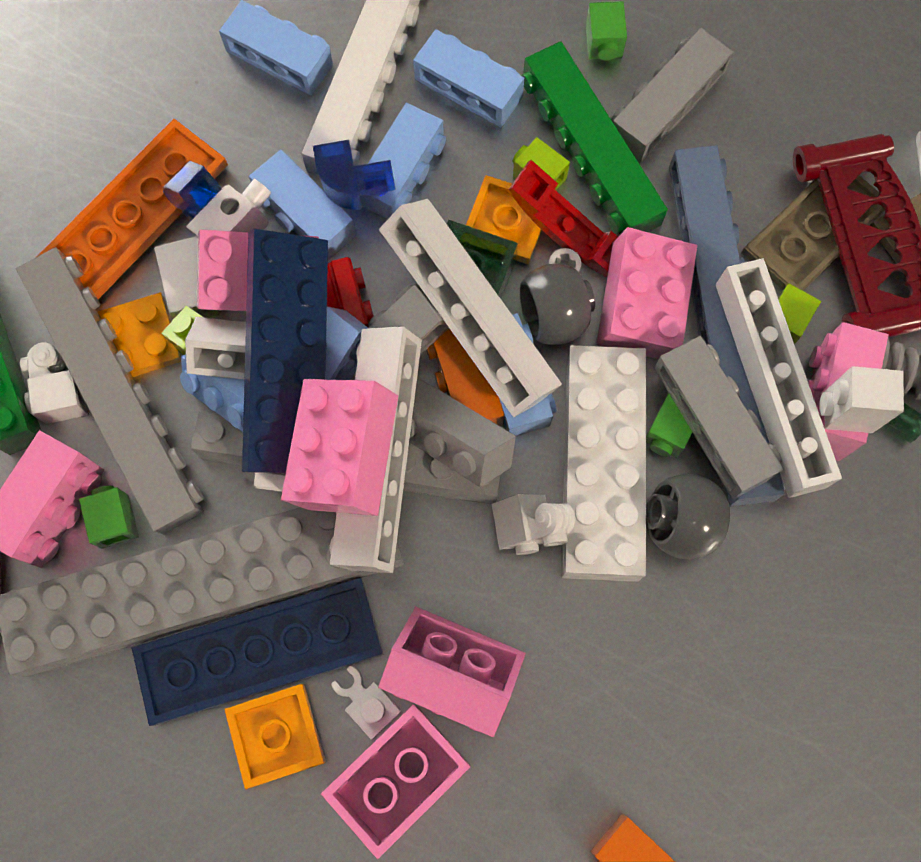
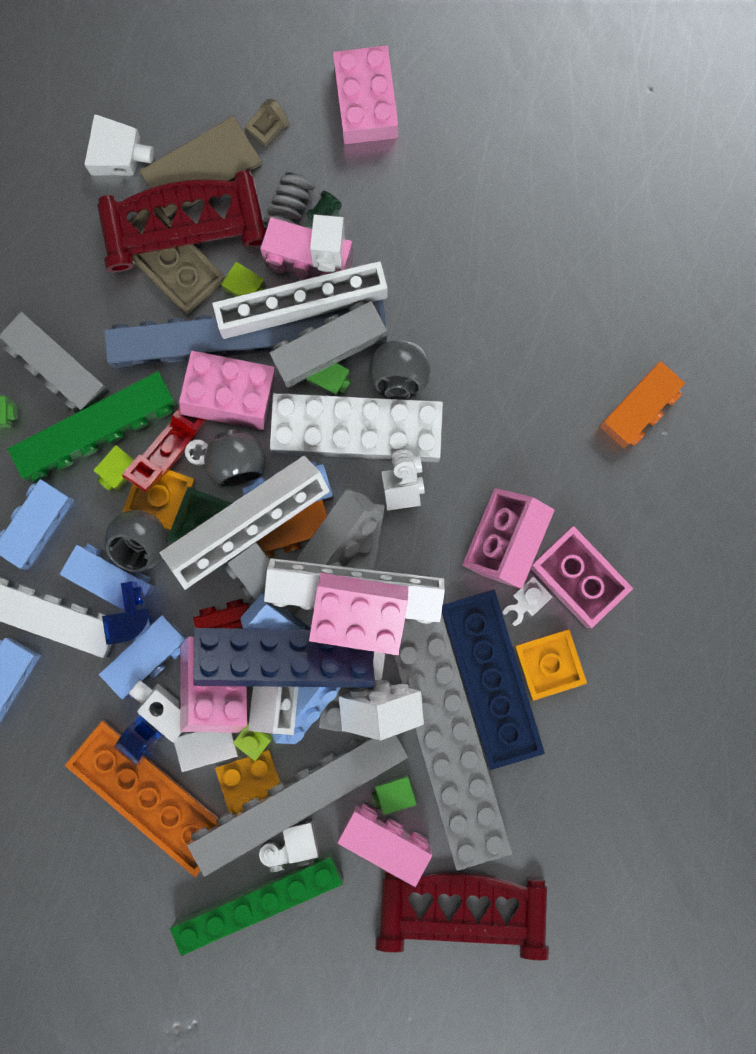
camera: 90 degrees left, 10 degrees up
(213, 491) = (381, 710): none -> white brick
(450, 181) = (135, 540): none -> dark grey wheel

